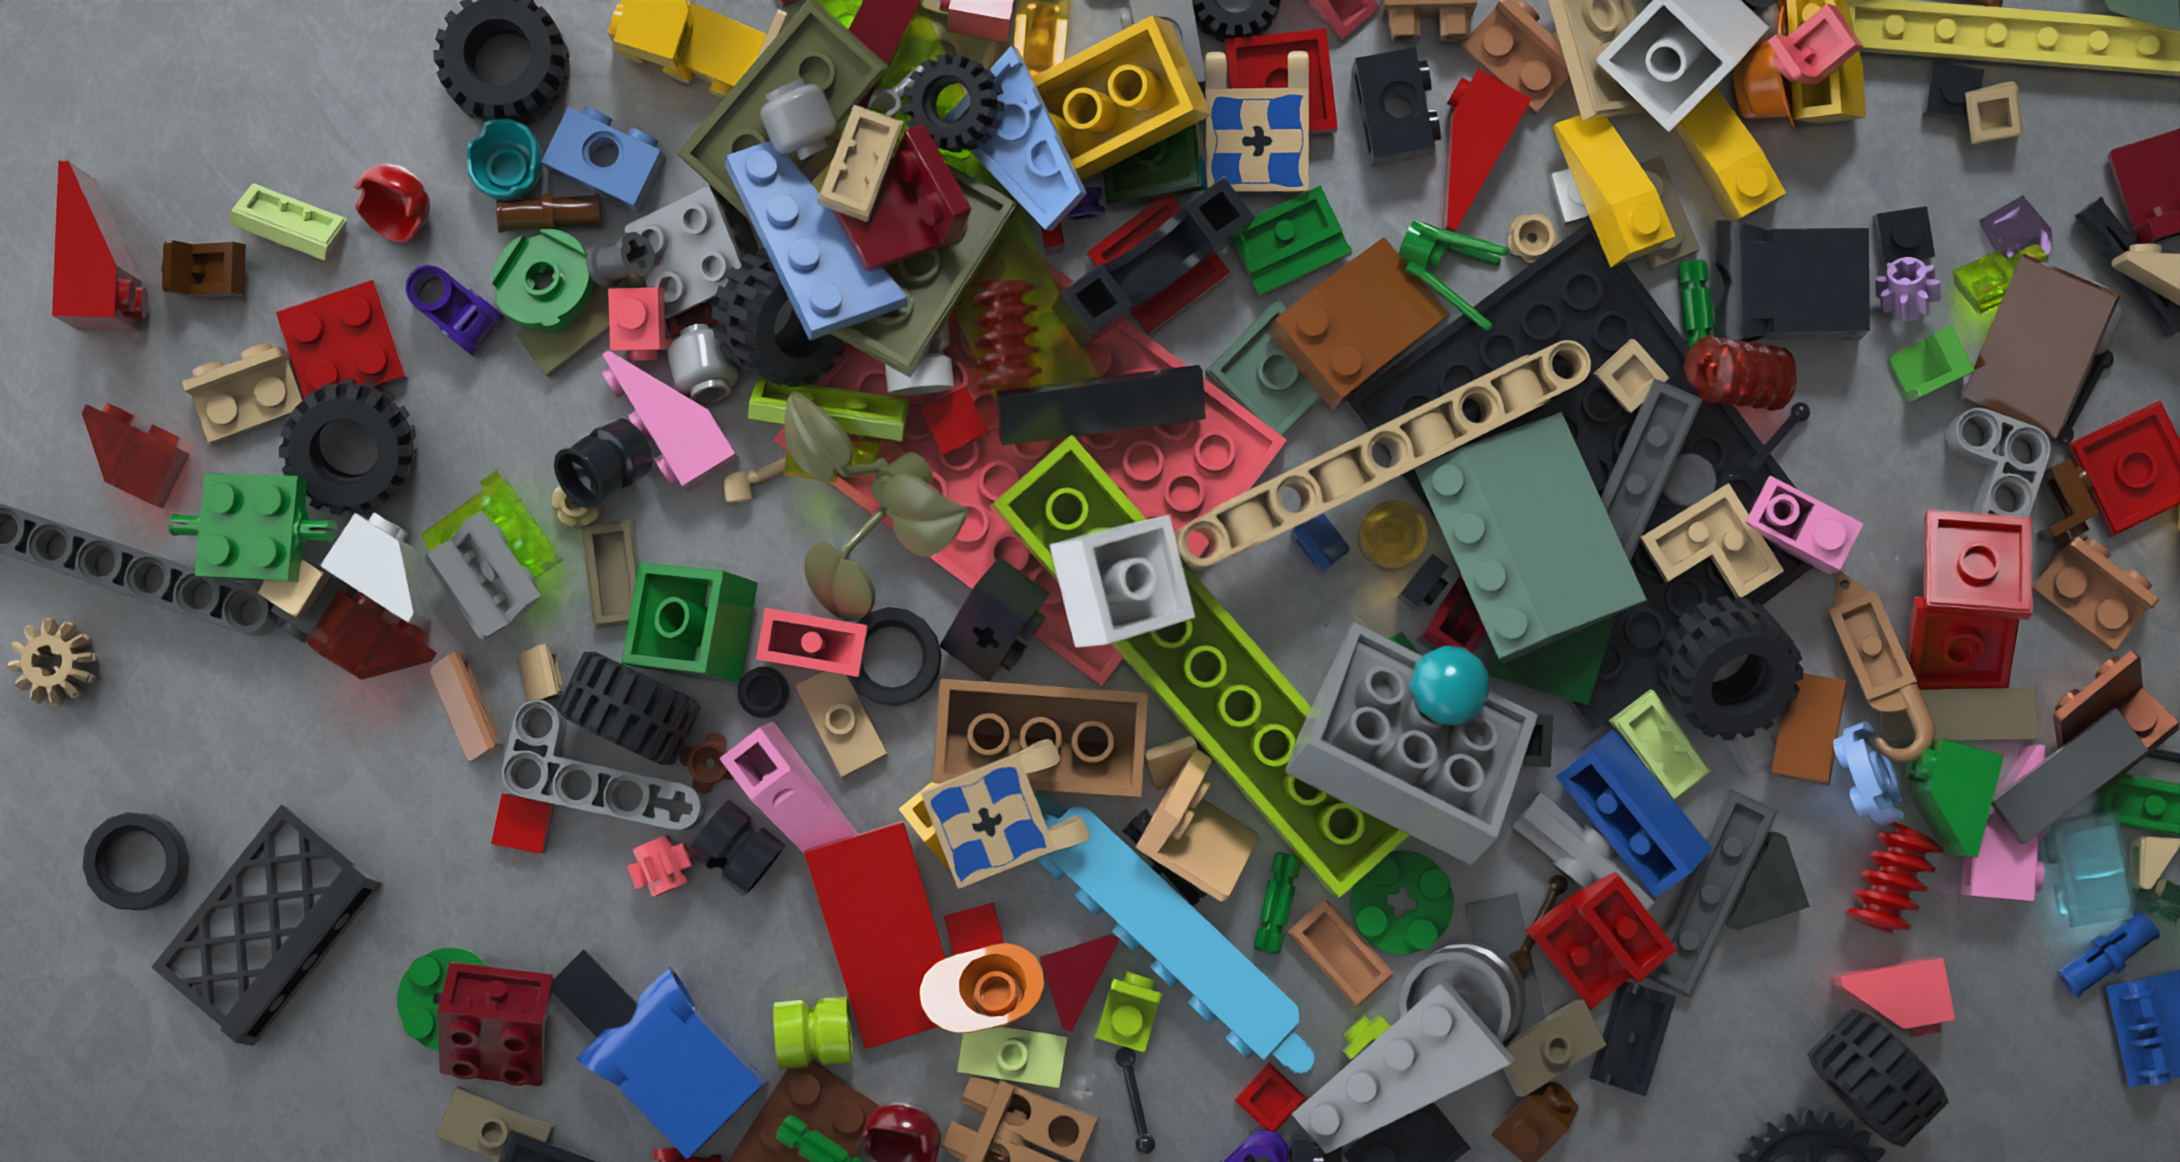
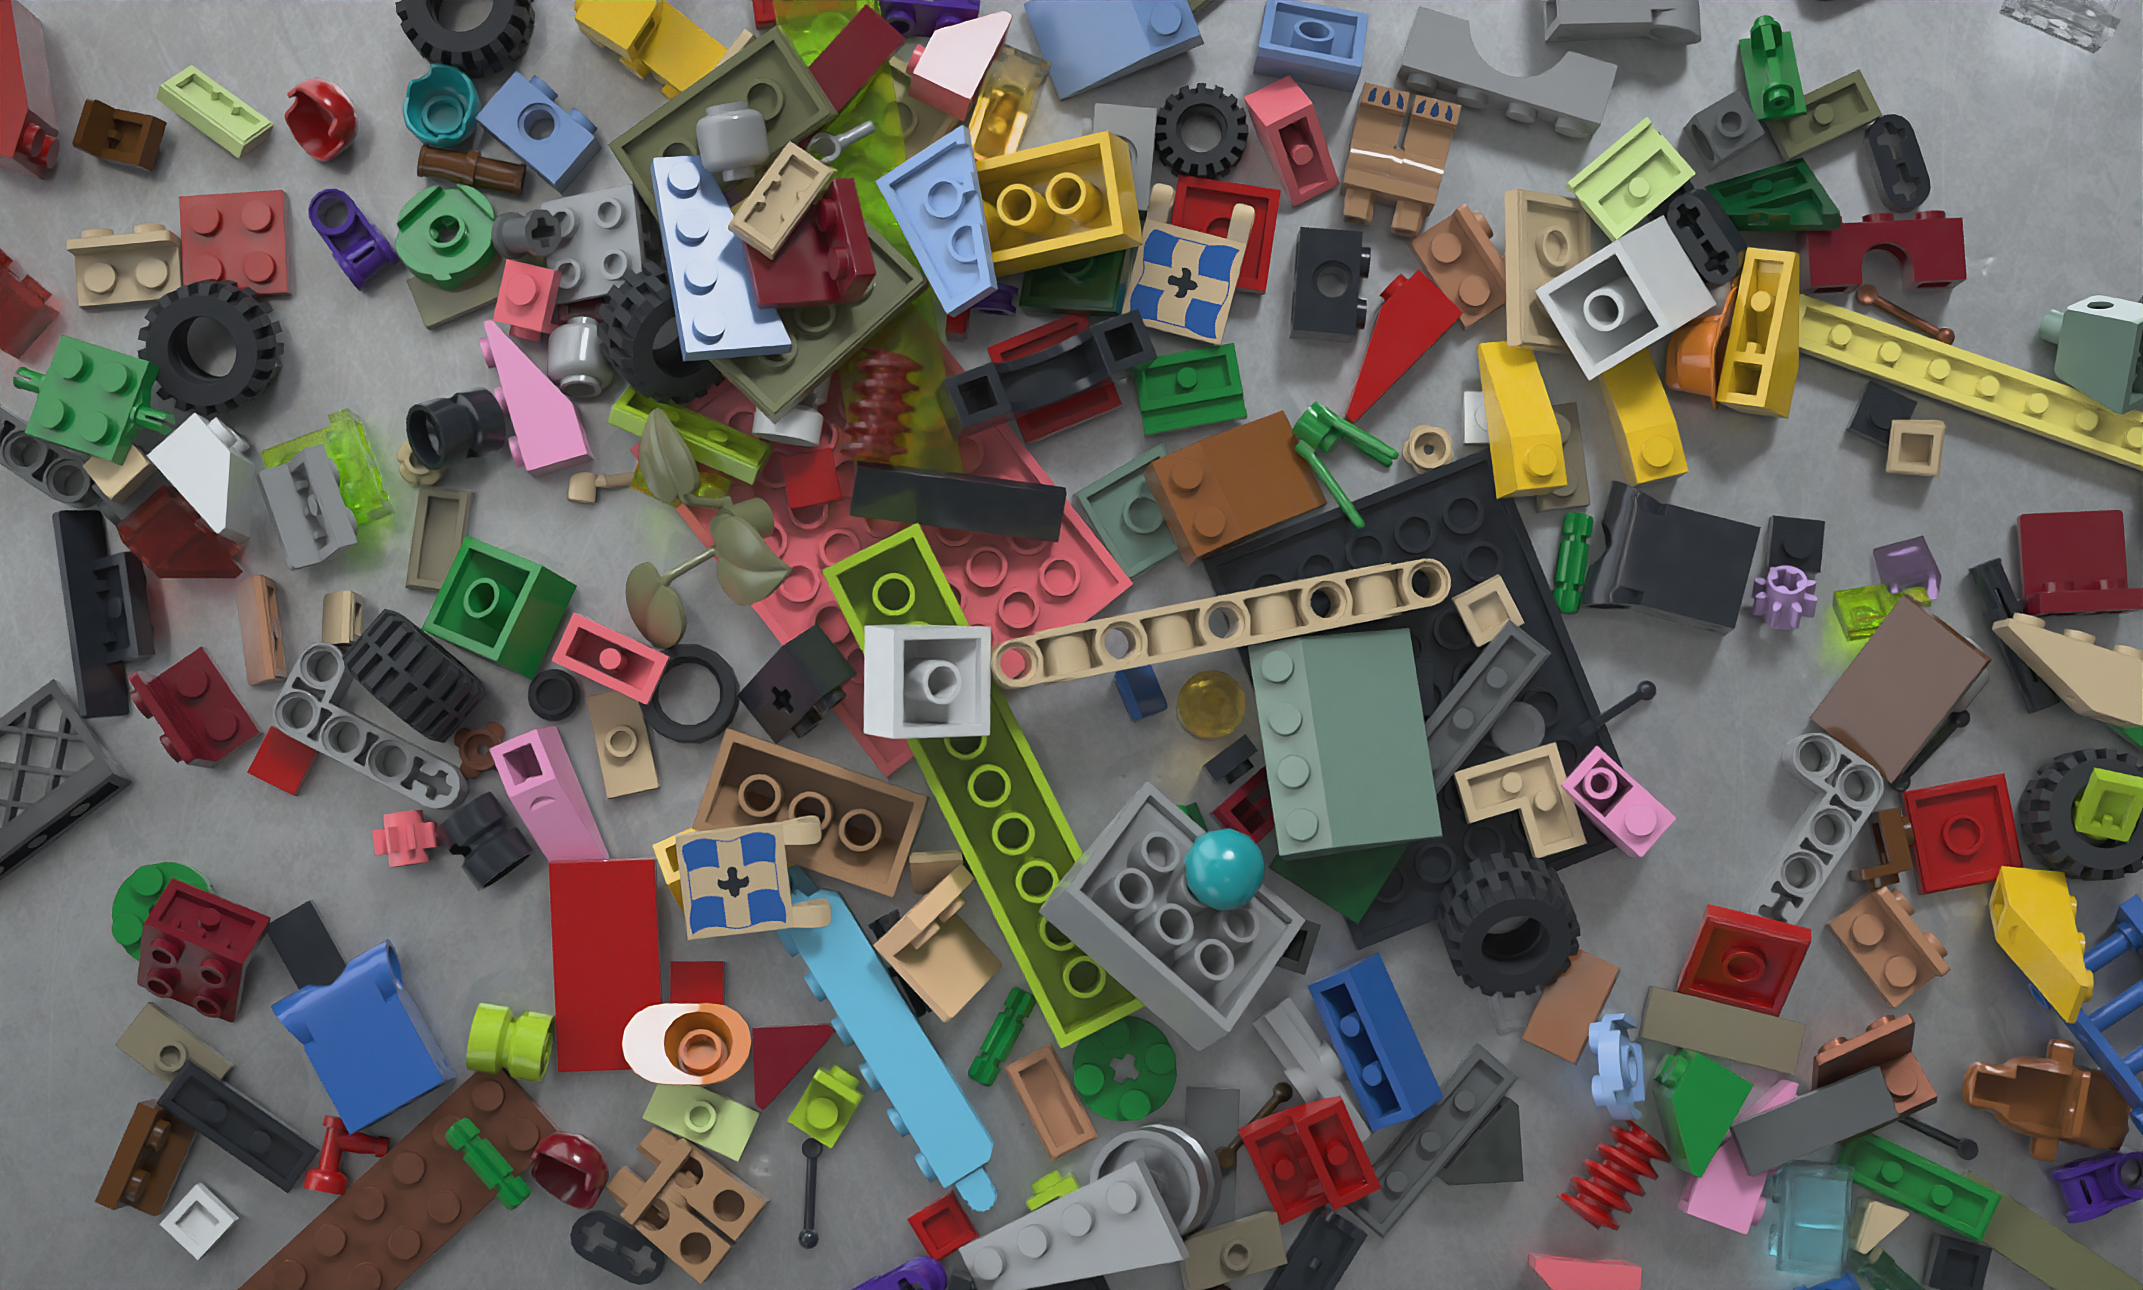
camera: 10 degrees right, 0 degrees up
(313, 727) = (103, 612): none -> black bracket
(428, 795) = (196, 710): none -> dark red bracket
(983, 104) = (918, 173): black tyre -> none
(1660, 744) = (1420, 981): yellowish green plate -> none
(1741, 373) = (1597, 637): clear red piece -> none
(1815, 47) = (1755, 335): coral bracket -> none
(1880, 664) = (1657, 960): medium nougat plate -> none
(1930, 364) = (1787, 677): bright green panel -> none
(1978, 564) = (1779, 888): tile -> none

